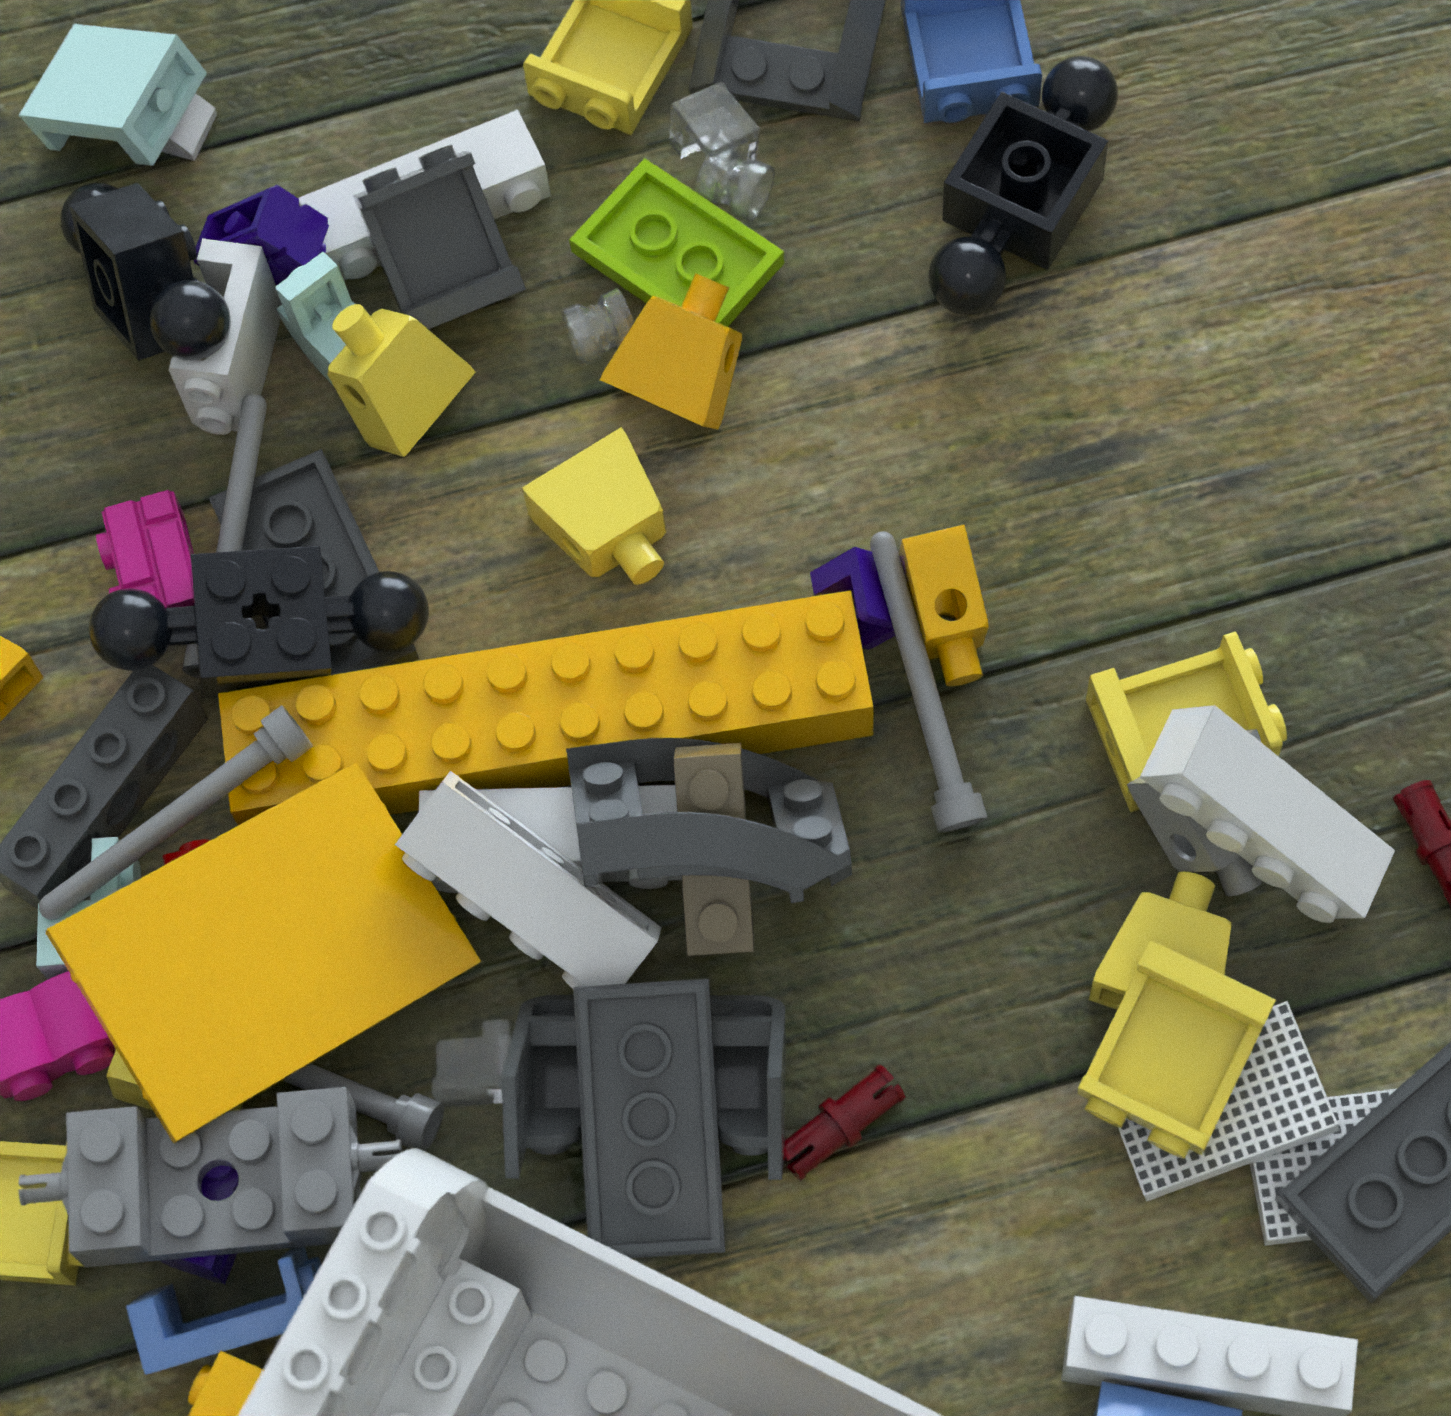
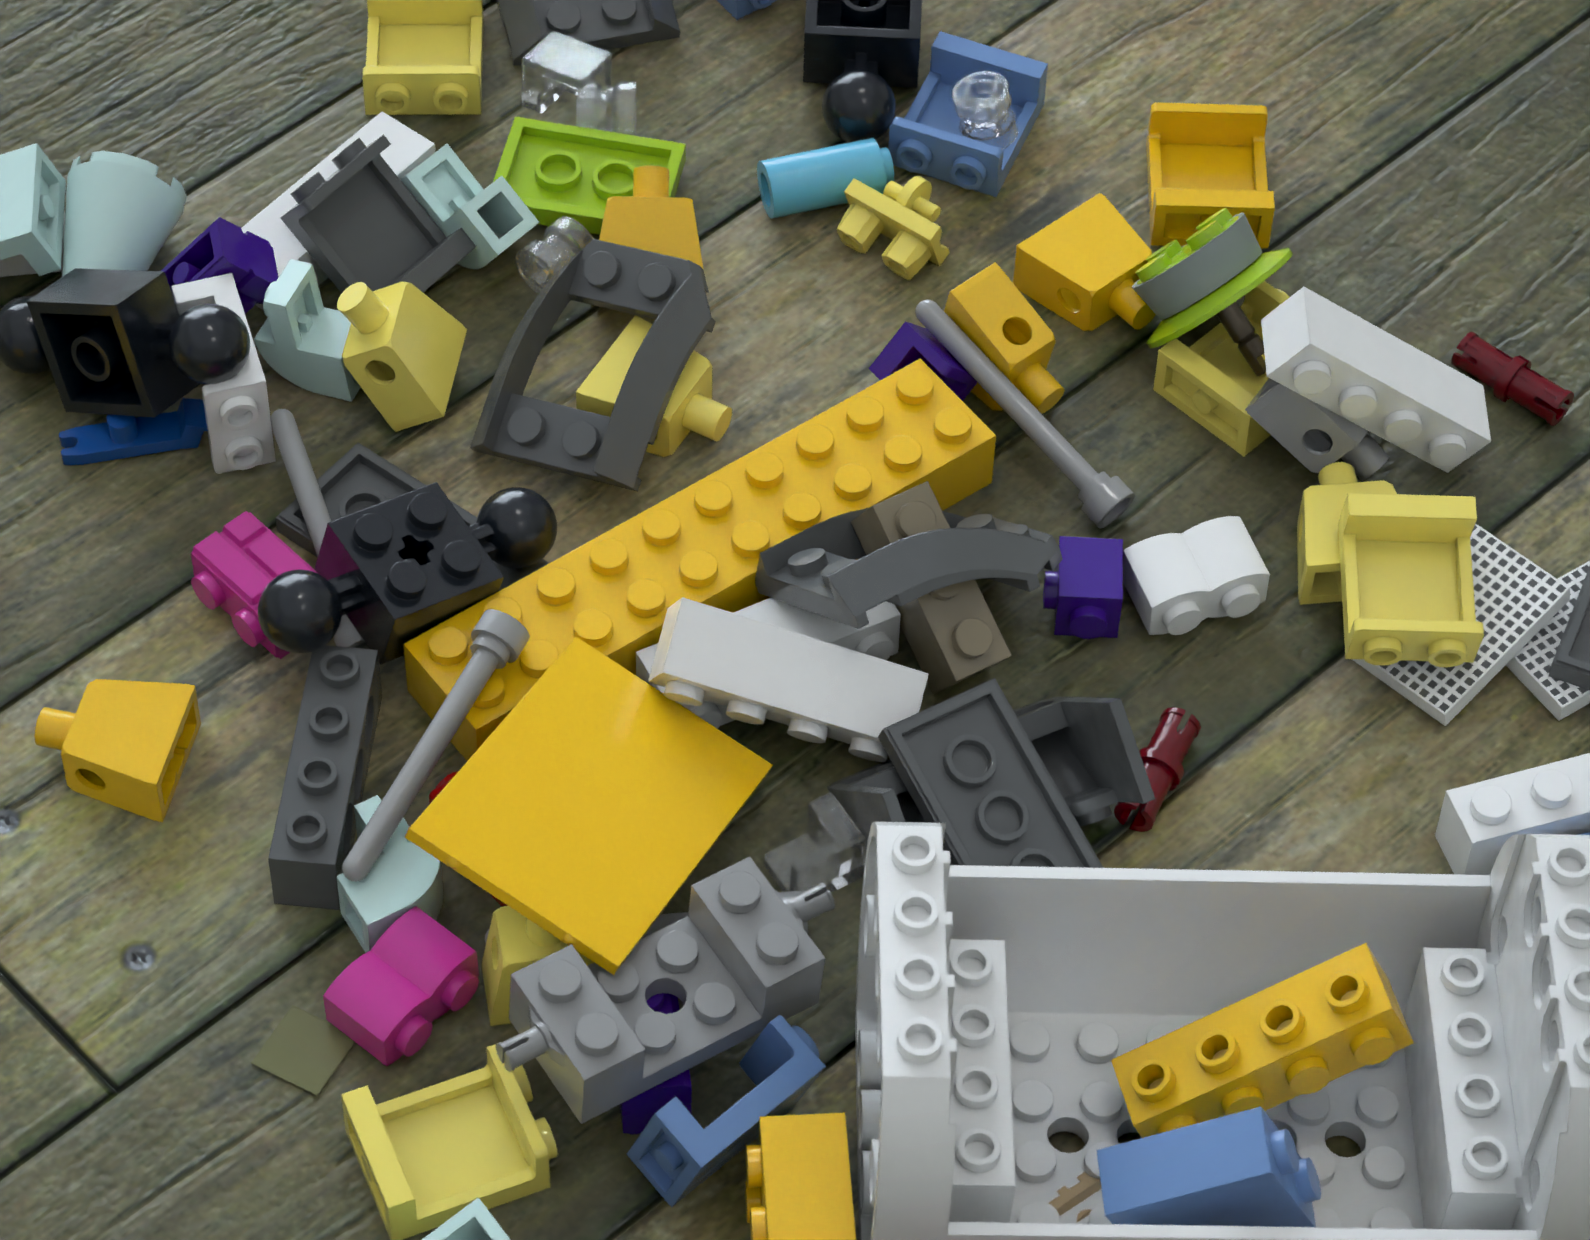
camera: 35 degrees left, 15 degrees down
(110, 354) = (133, 436): none -> blue piece
(217, 146) = (117, 213): none -> light aqua cone
(490, 525) = (579, 440): none -> dark grey wedge
(539, 242) = (456, 200): none -> light aqua brick
(881, 899) = (1086, 587): none -> dark purple brick
(895, 339) = (821, 175): none -> medium azure brick
(915, 400) = (900, 215): none -> light yellow hips
(992, 933) = (1195, 576): none -> white brick
(1074, 326) = (930, 135): none -> medium blue panel
(1082, 332) = (985, 109): none -> clear wheel
(1090, 545) = (1085, 267): none -> yellow torso
(1174, 624) = (1206, 280): none -> piece
(1270, 489) = (1206, 162): none -> yellow panel

